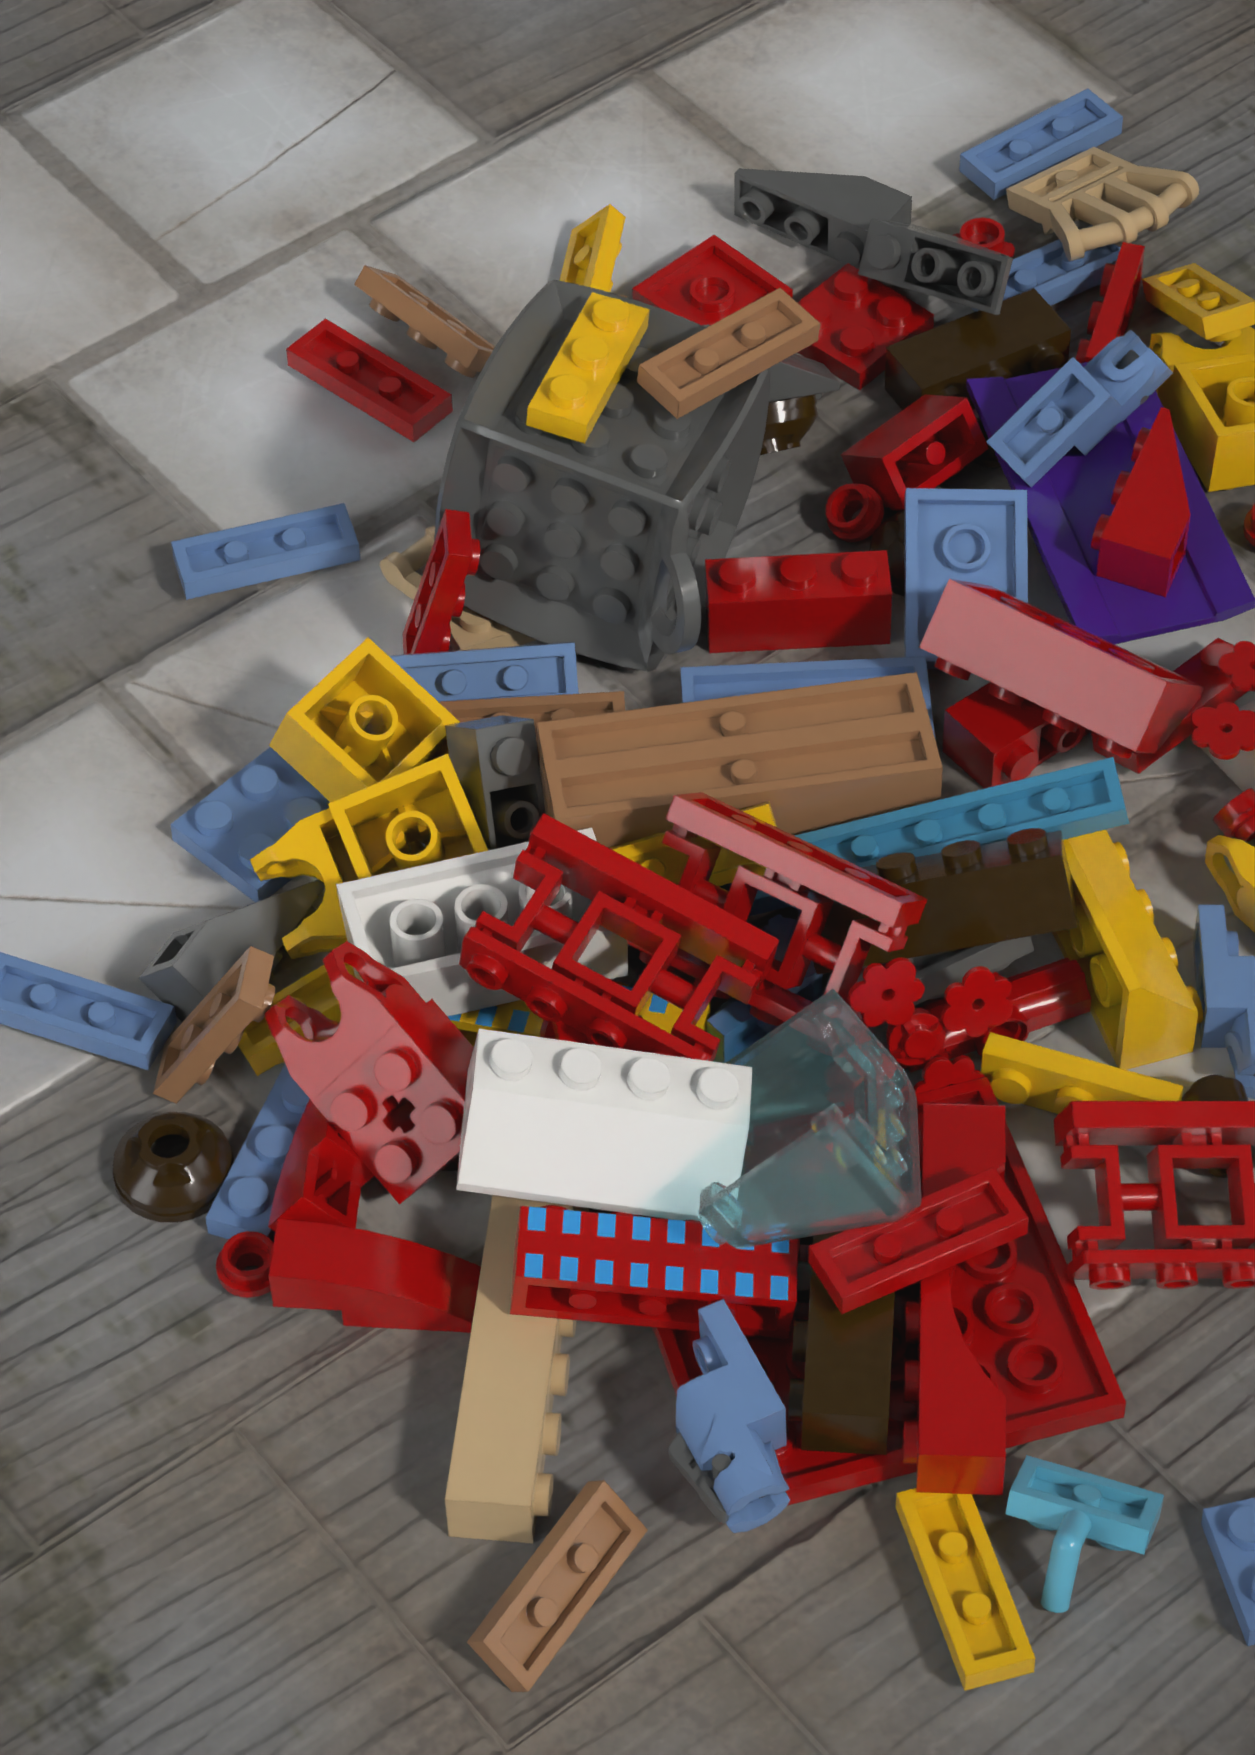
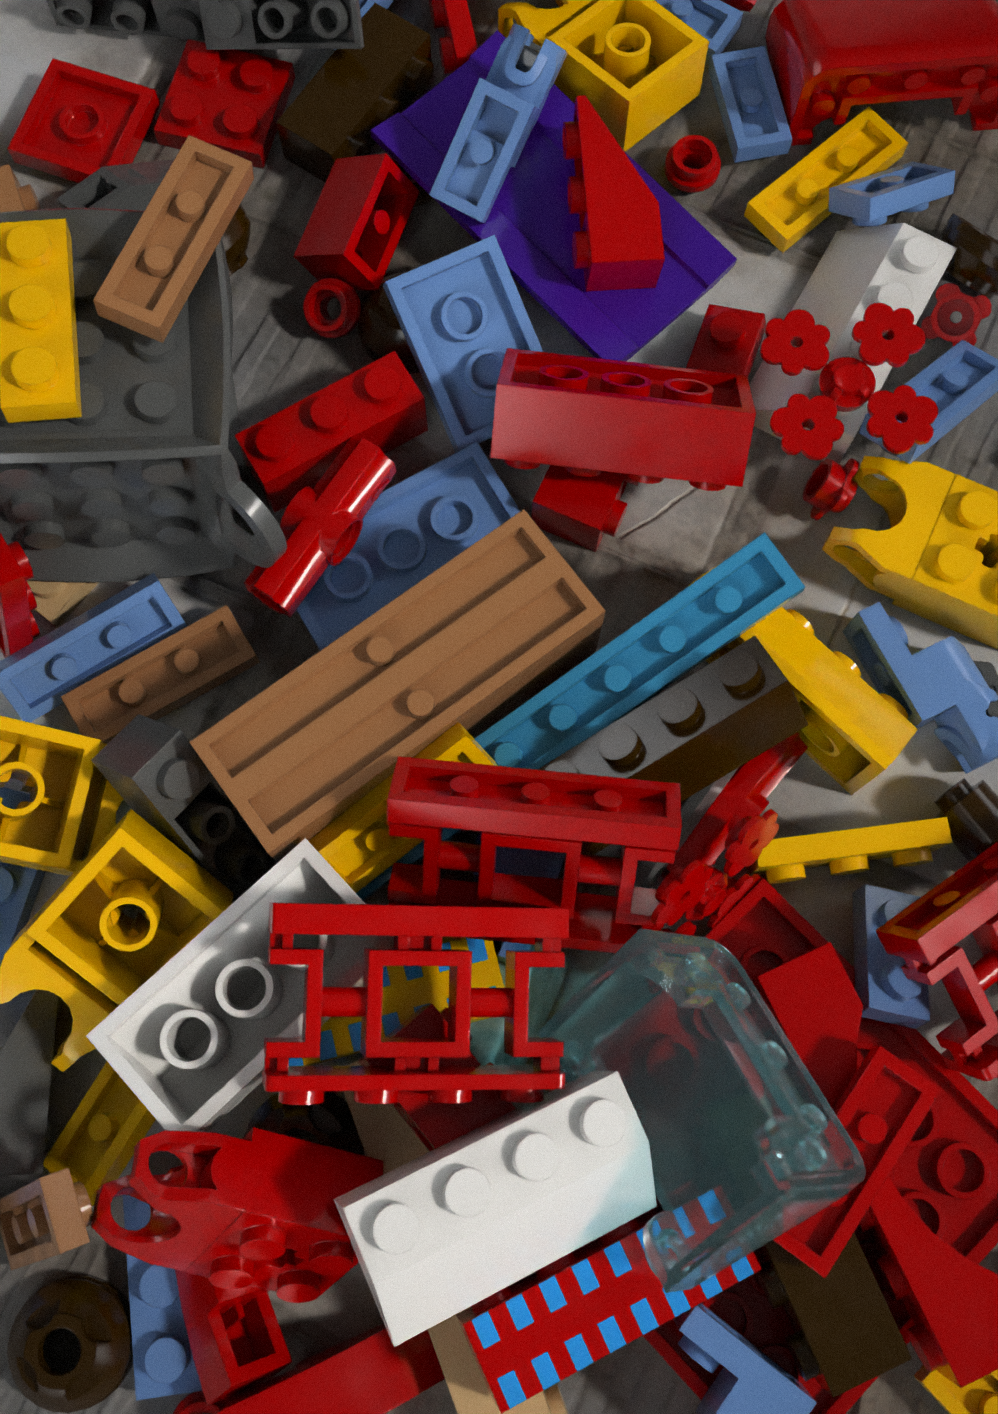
camera: 30 degrees left, 25 degrees up
(743, 654) = (323, 525): none -> red piece
(1056, 1196) = (879, 975): none -> medium blue plate

